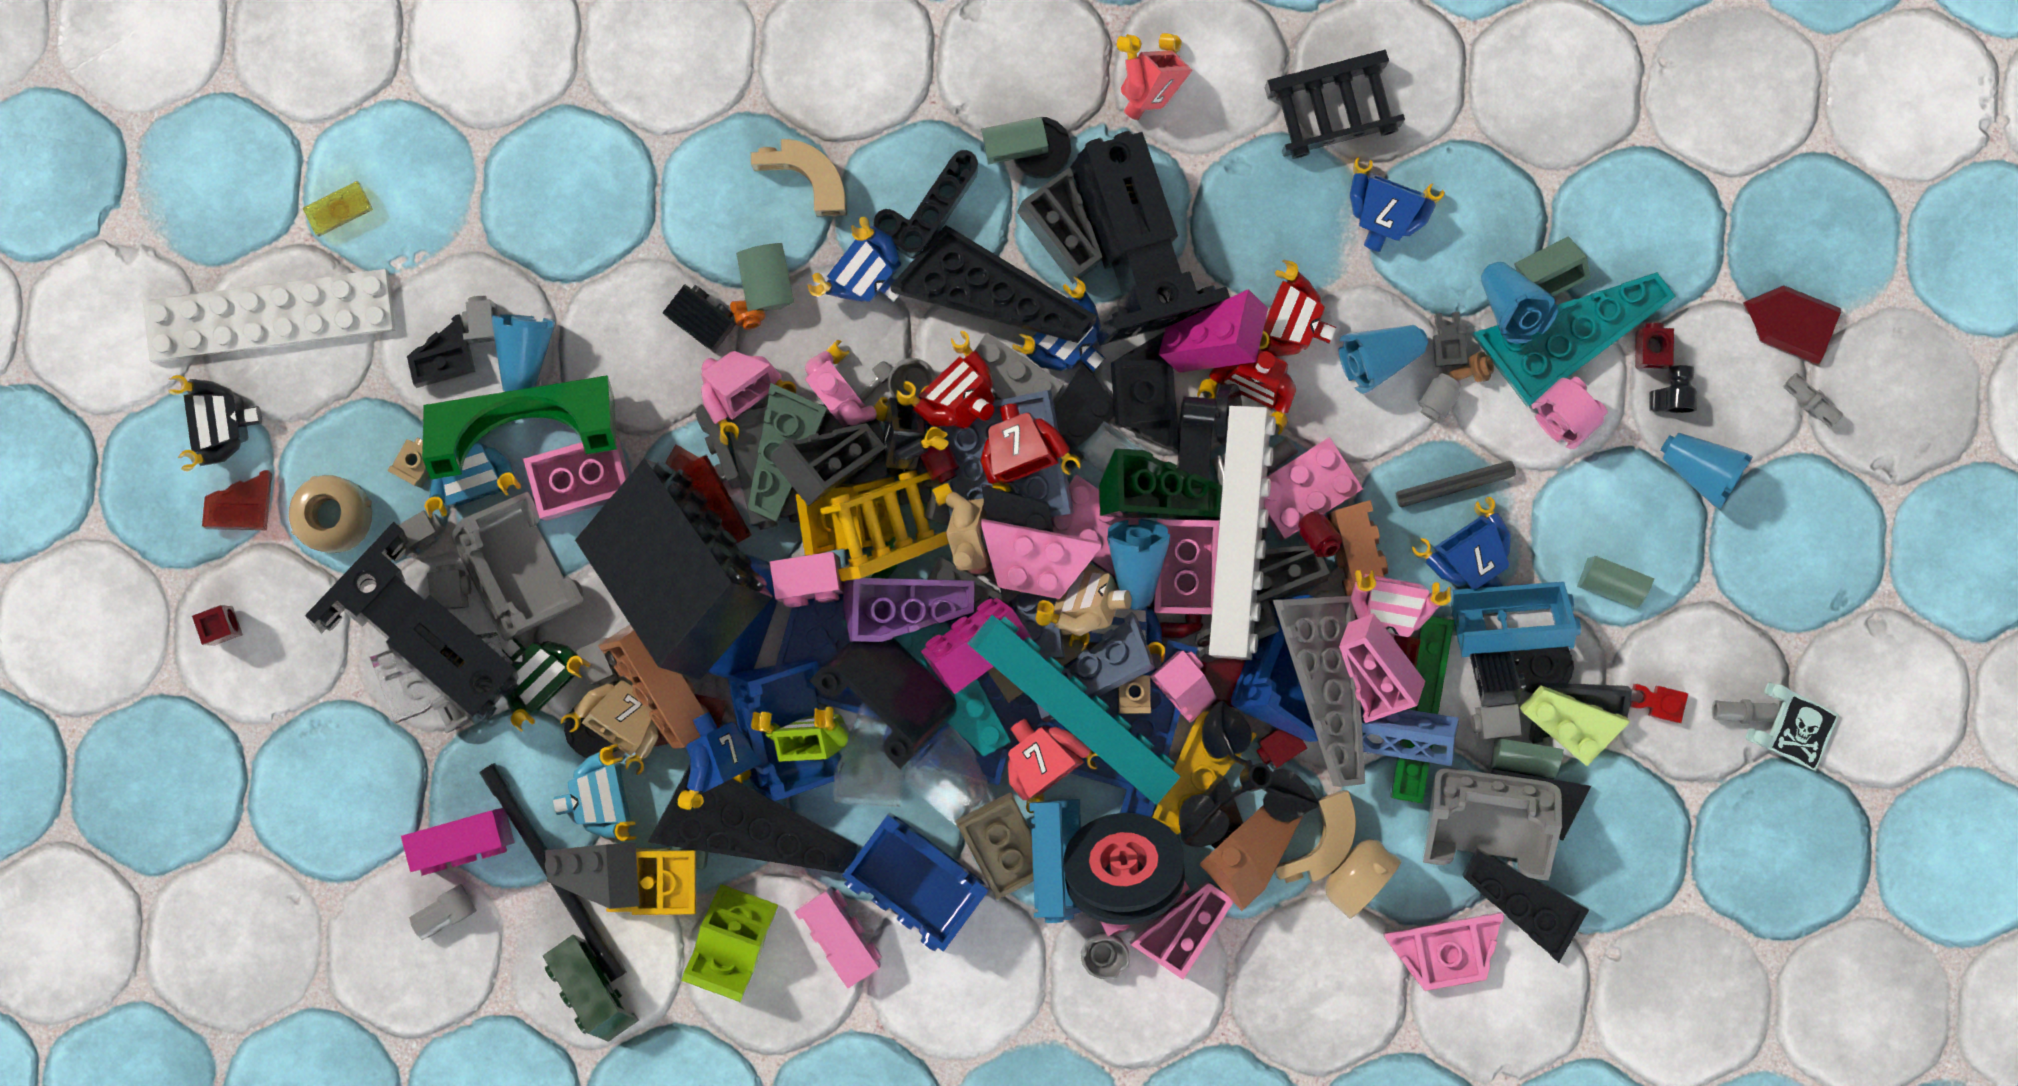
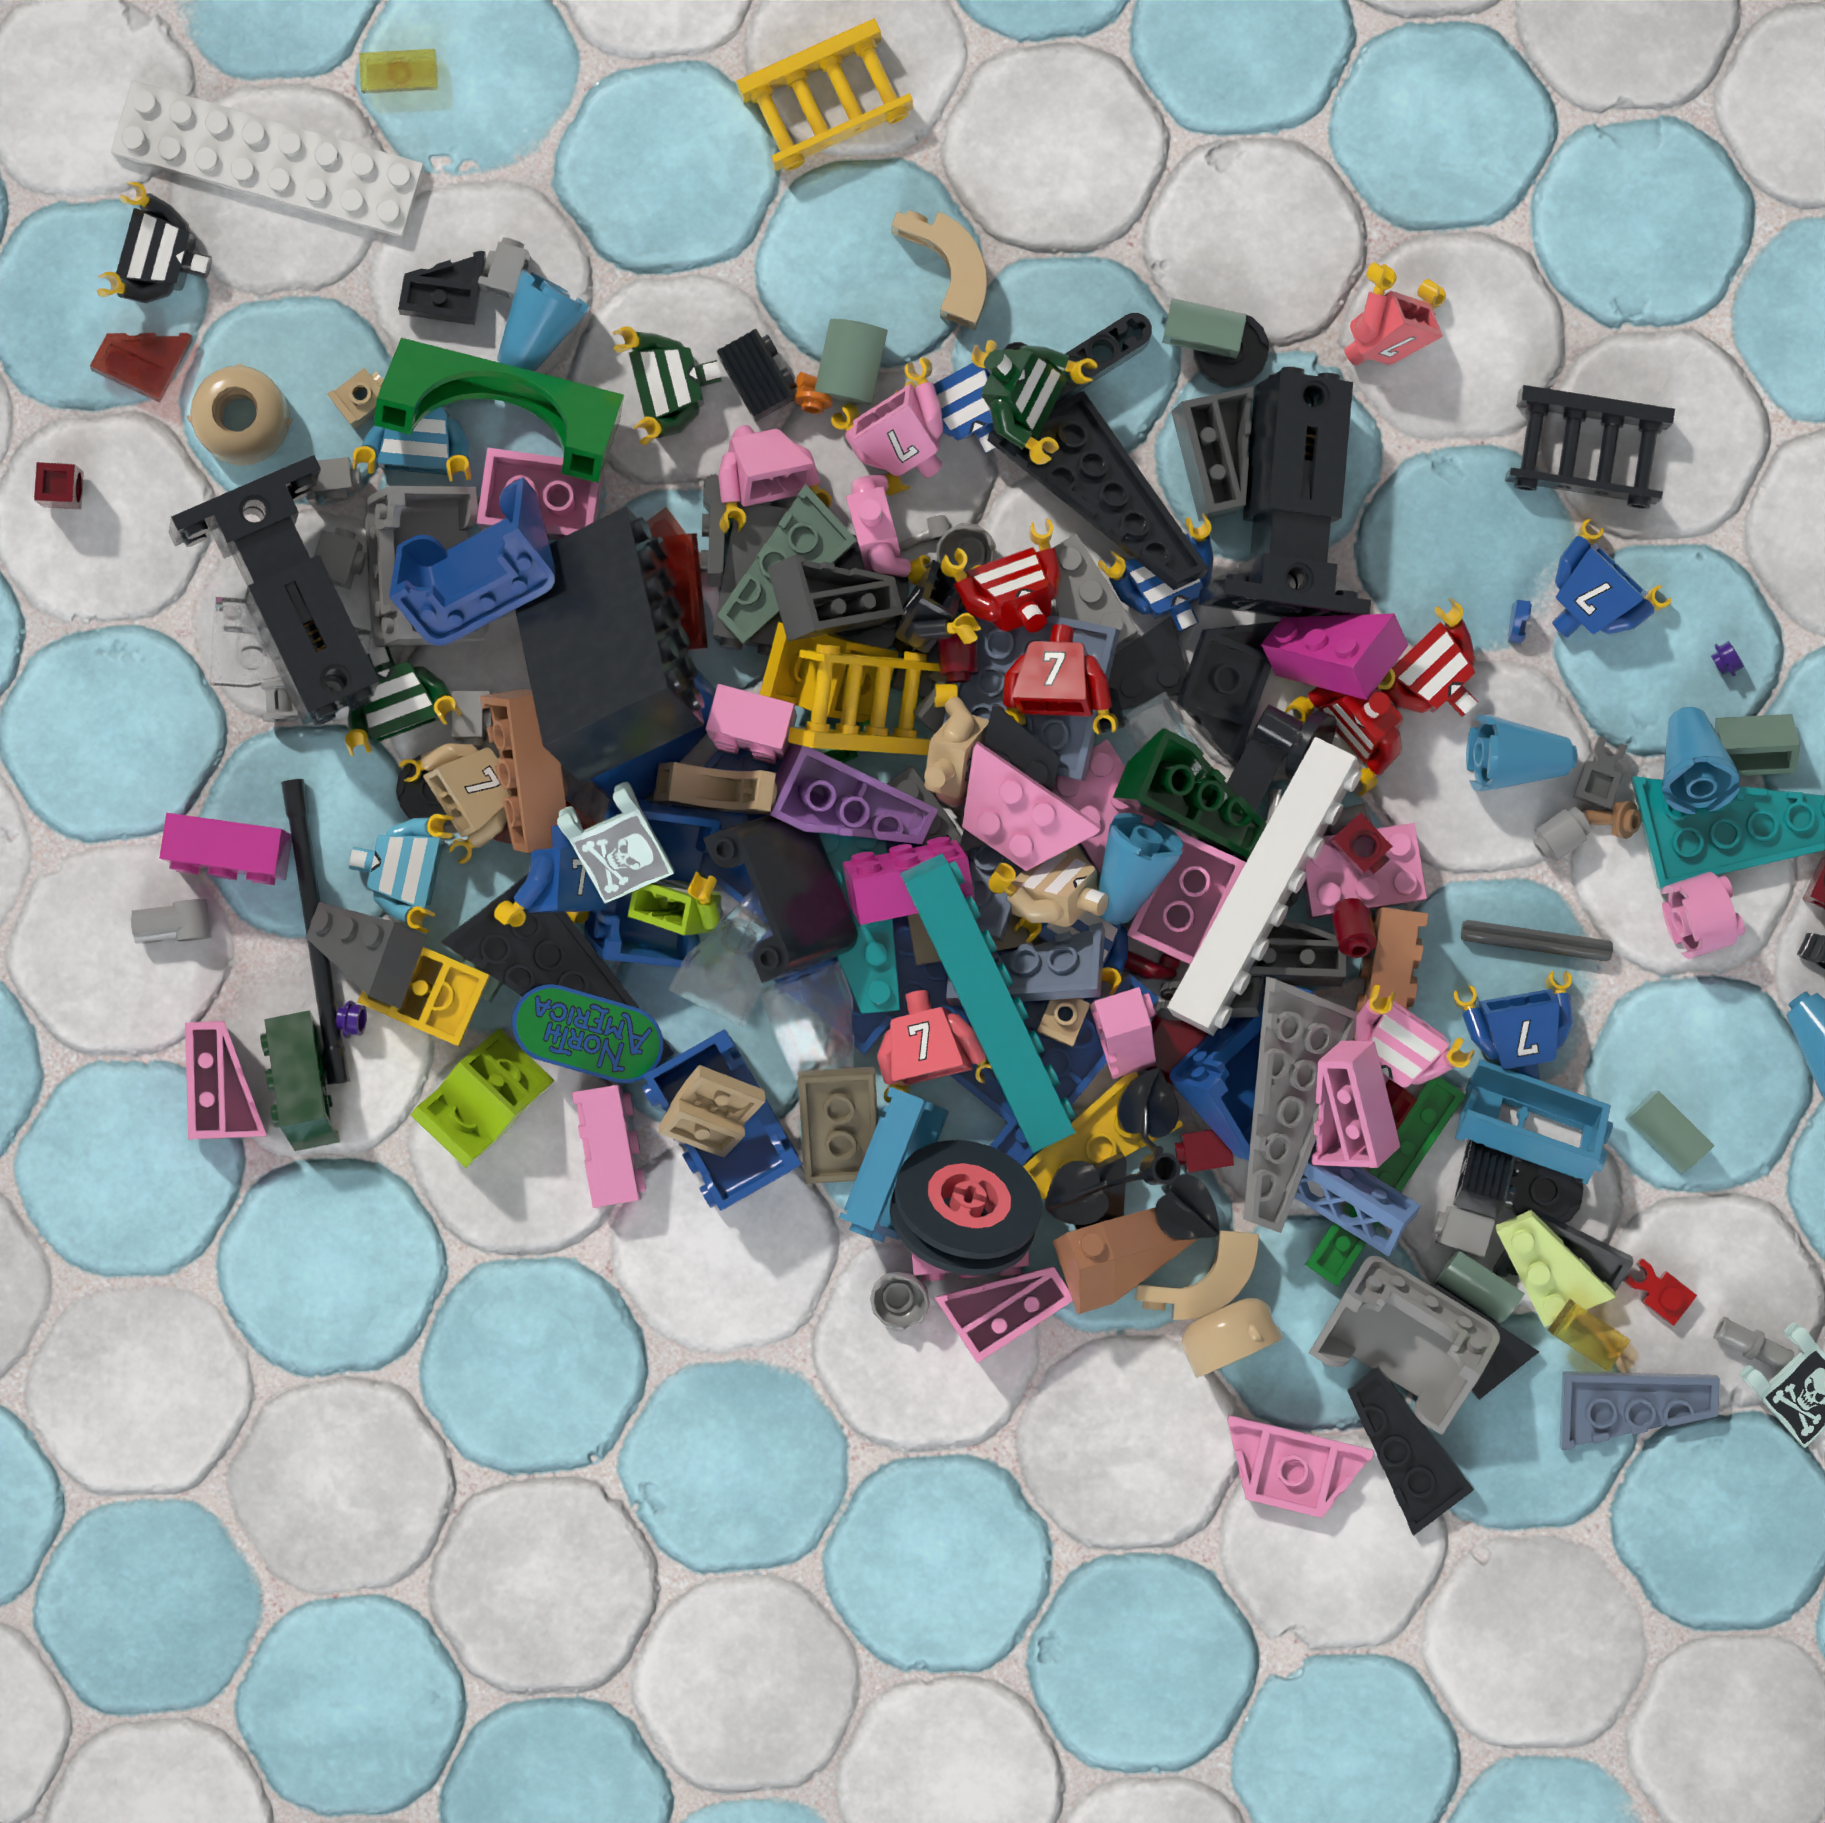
camera: 20 degrees right, 0 degrees up
(529, 1021) = (216, 1086): none -> bright pink wedge
(558, 561) = (478, 579): none -> blue windscreen
(608, 926) = (351, 1019): none -> dark purple plate
(631, 83) = (827, 57): none -> yellow fence
(635, 352) = (666, 381): none -> torso
(751, 717) = (619, 851): none -> flag
(786, 861) = (587, 1033): none -> tile
(802, 637) = (715, 788): none -> tan arch
(823, 312) = (900, 430): none -> bright pink torso
(902, 244) = (1024, 391): none -> dark green torso
(904, 879) = (711, 1111): none -> tan slope
(1285, 470) = (1361, 827): none -> dark red brick
(1337, 249) = (1519, 615): none -> blue tile
(1503, 216) = (1727, 659): none -> dark purple plate
(1622, 758) = (1589, 1335): none -> clear yellow tile
(1666, 798) = (1617, 1404): none -> sand blue wing

